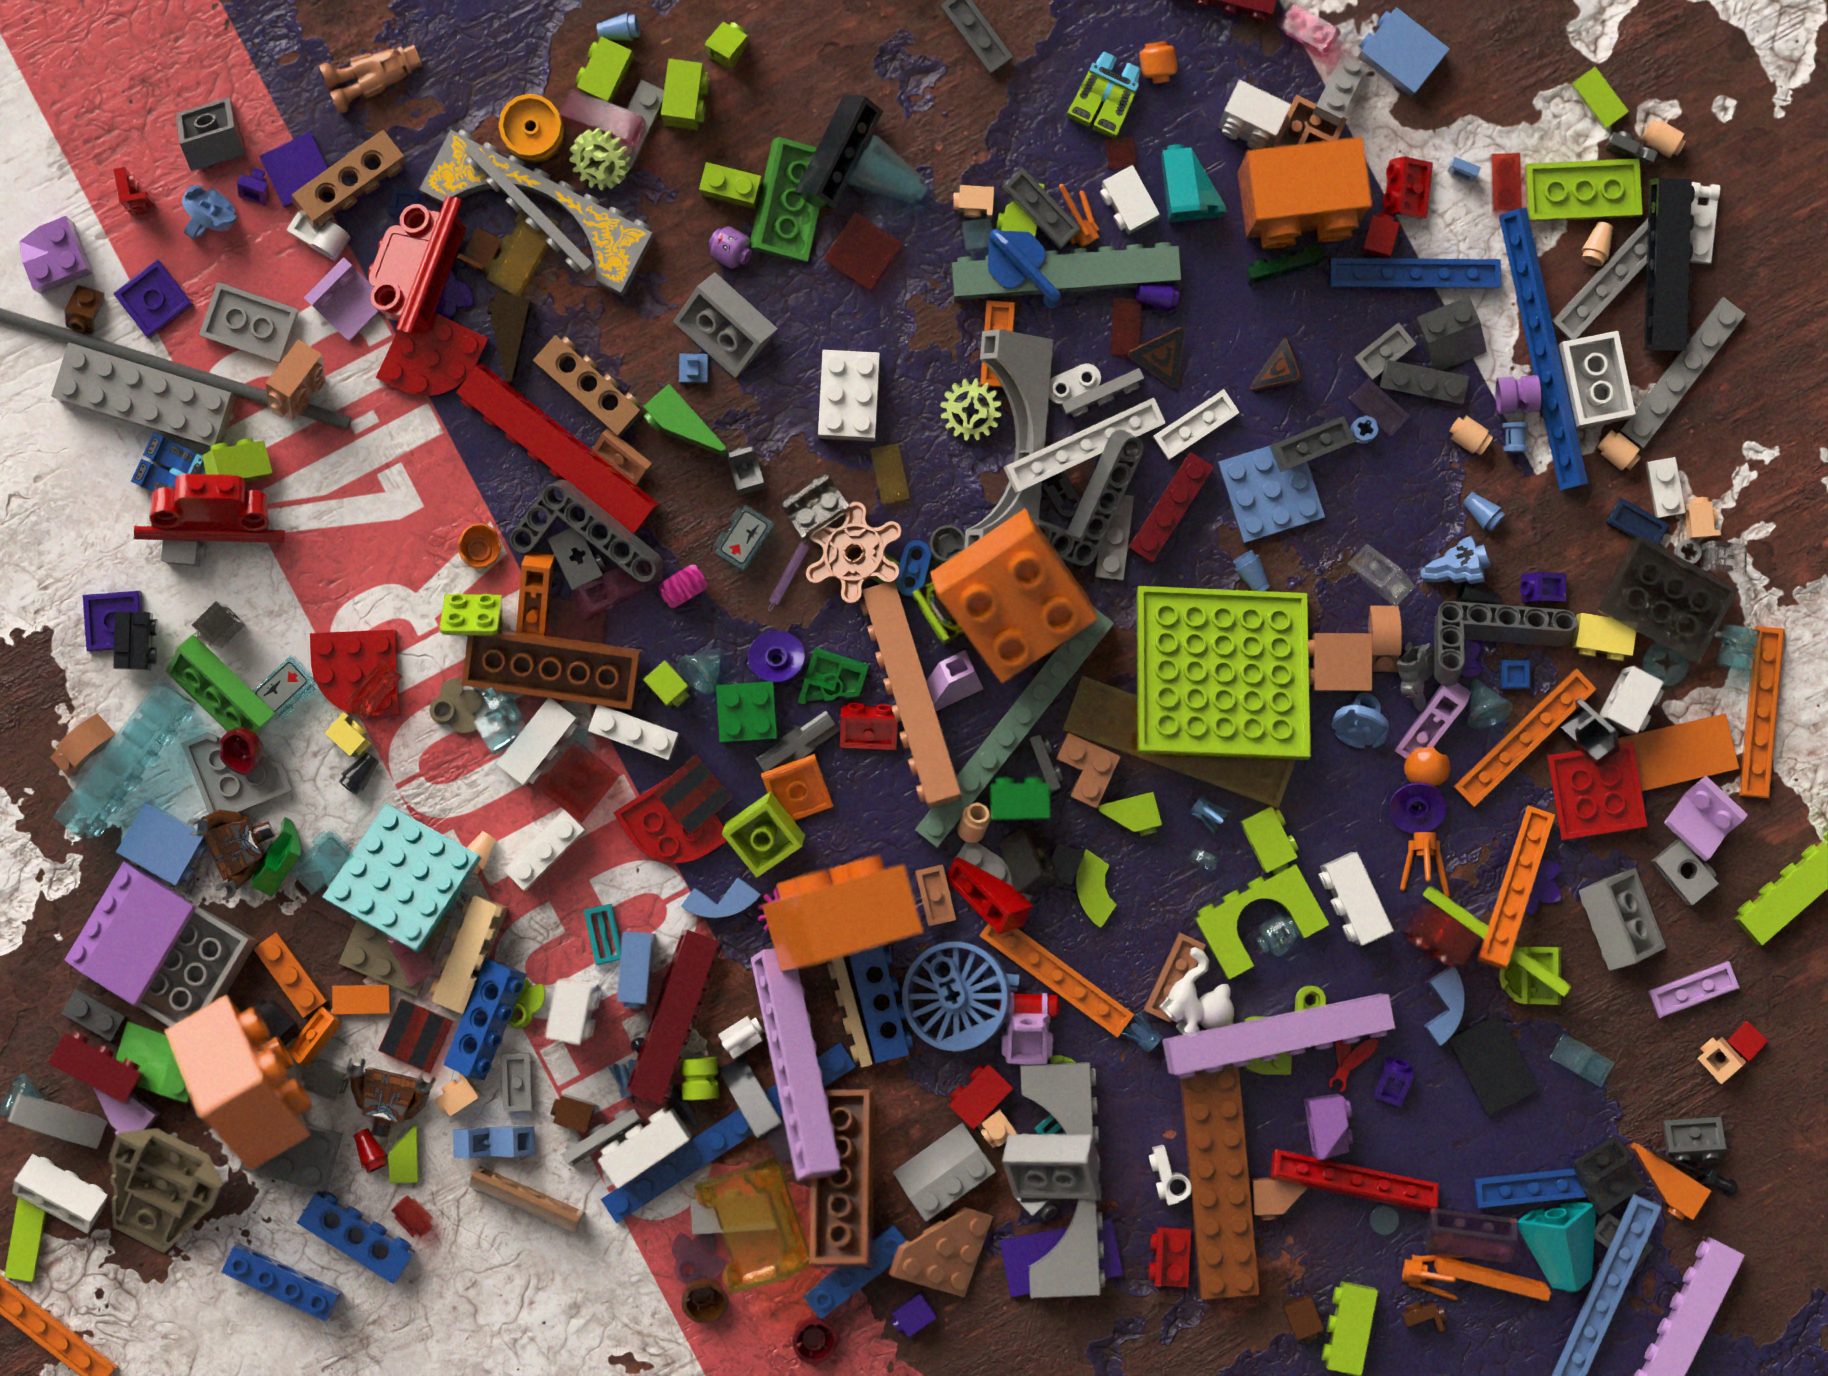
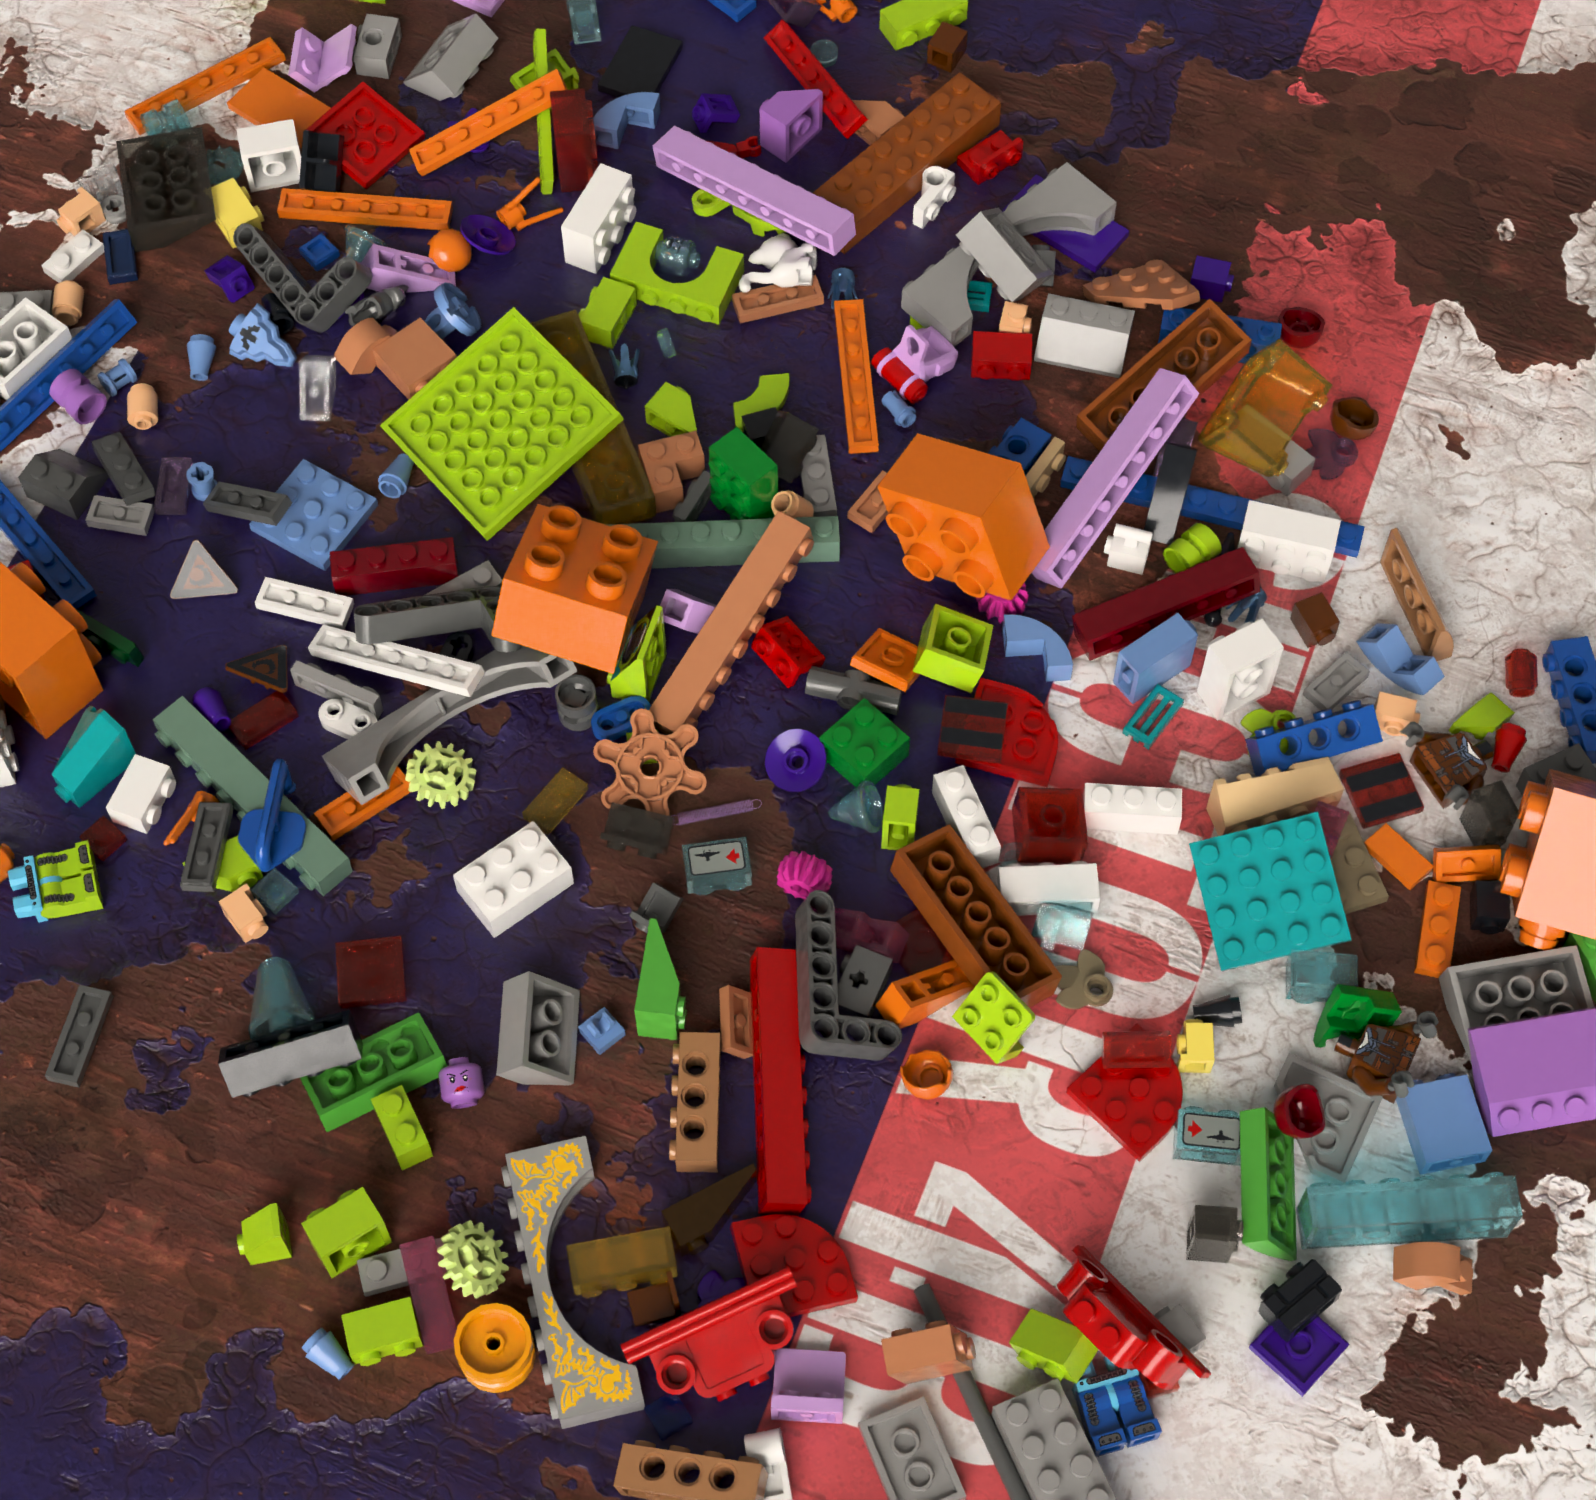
camera: 130 degrees left, 25 degrees down
(483, 846) = (1179, 863): light nougat cone -> none
(536, 218) = (577, 1289): light grey plate -> none
(601, 1136) = (1307, 584): light grey plate -> none
(832, 677) = (771, 709): green slope -> none
(946, 988) = (929, 411): medium blue piece -> none
(989, 896) = (840, 456): red slope -> none

